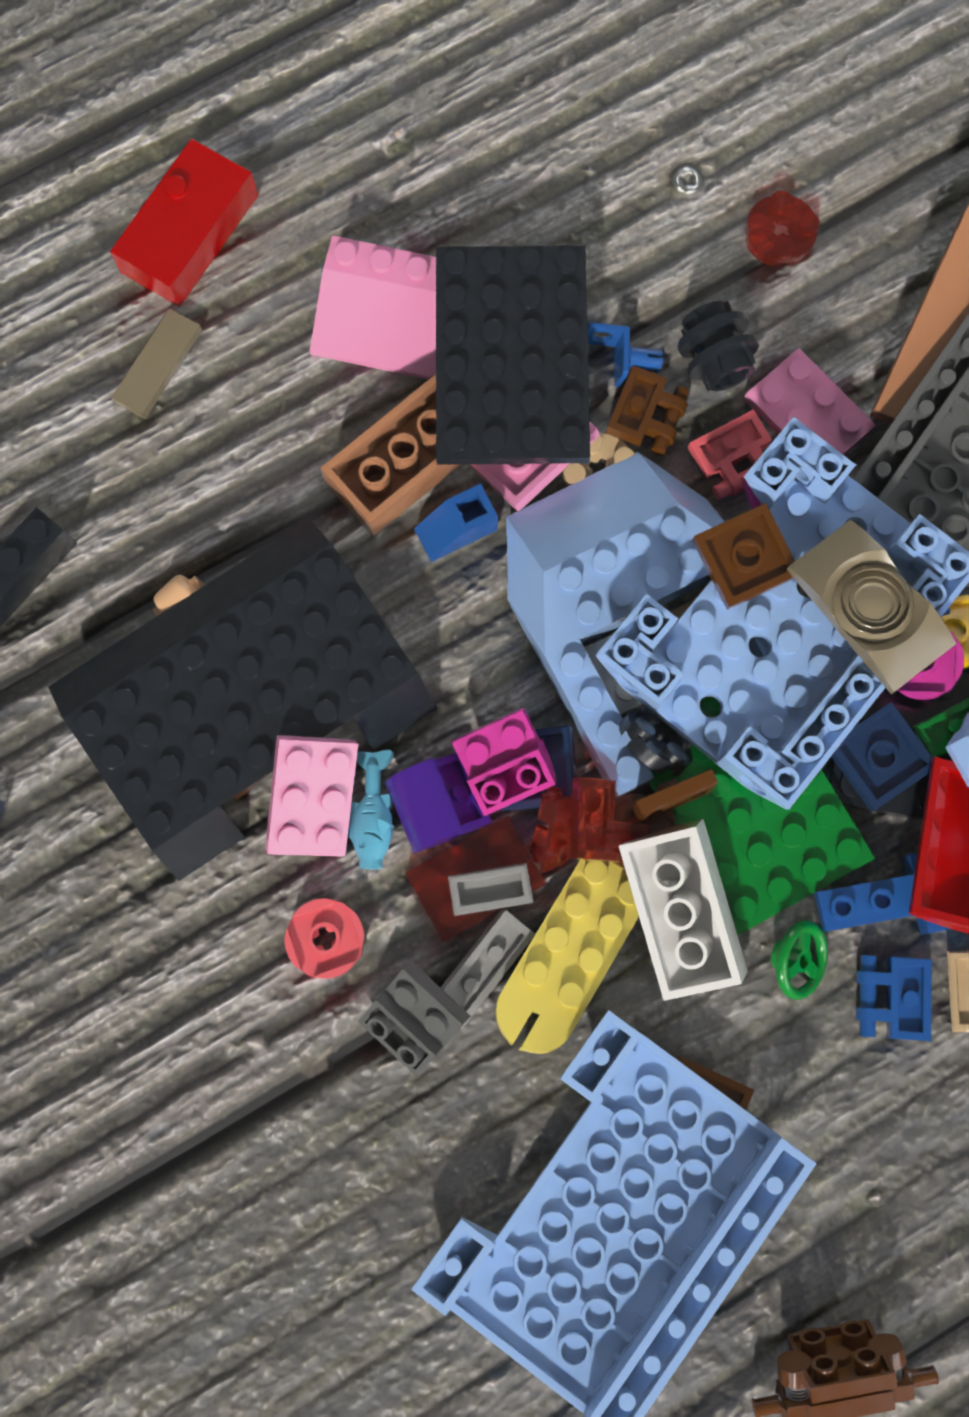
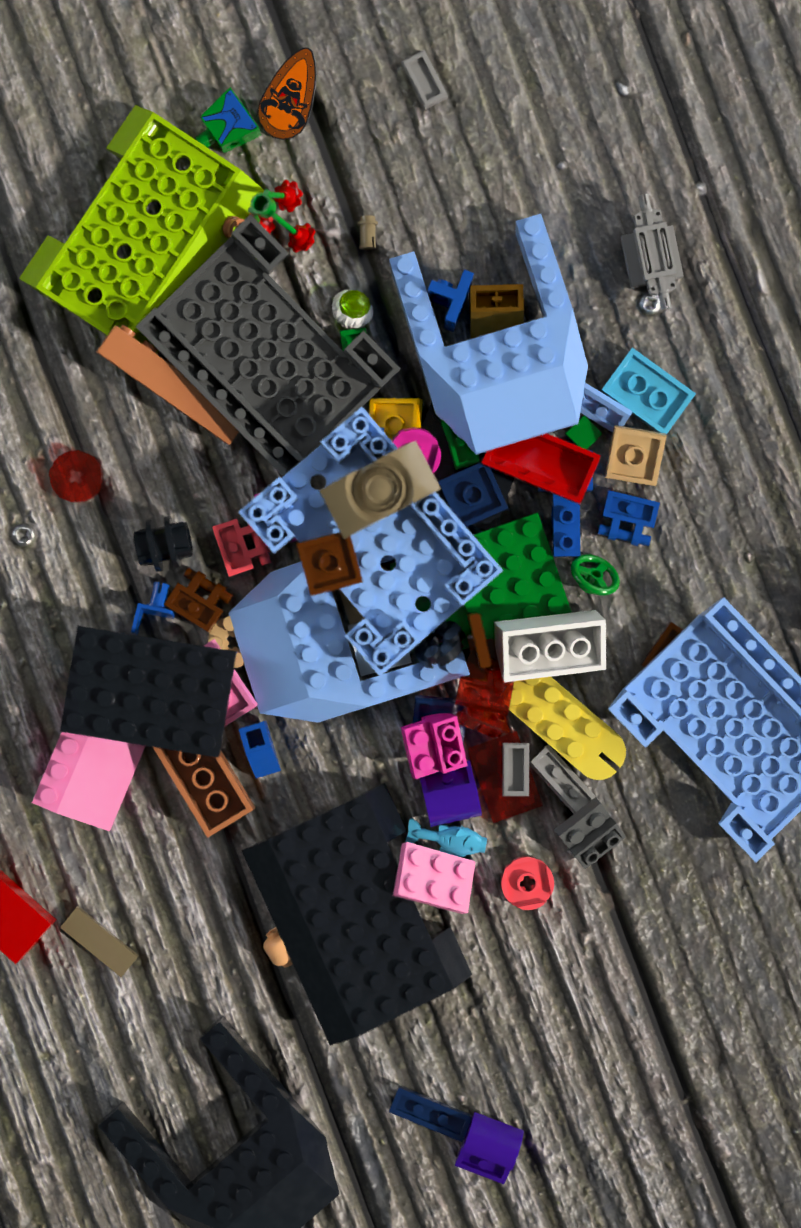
camera: 80 degrees left, 10 degrees up
(805, 392) = (217, 486): bright pink plate -> none

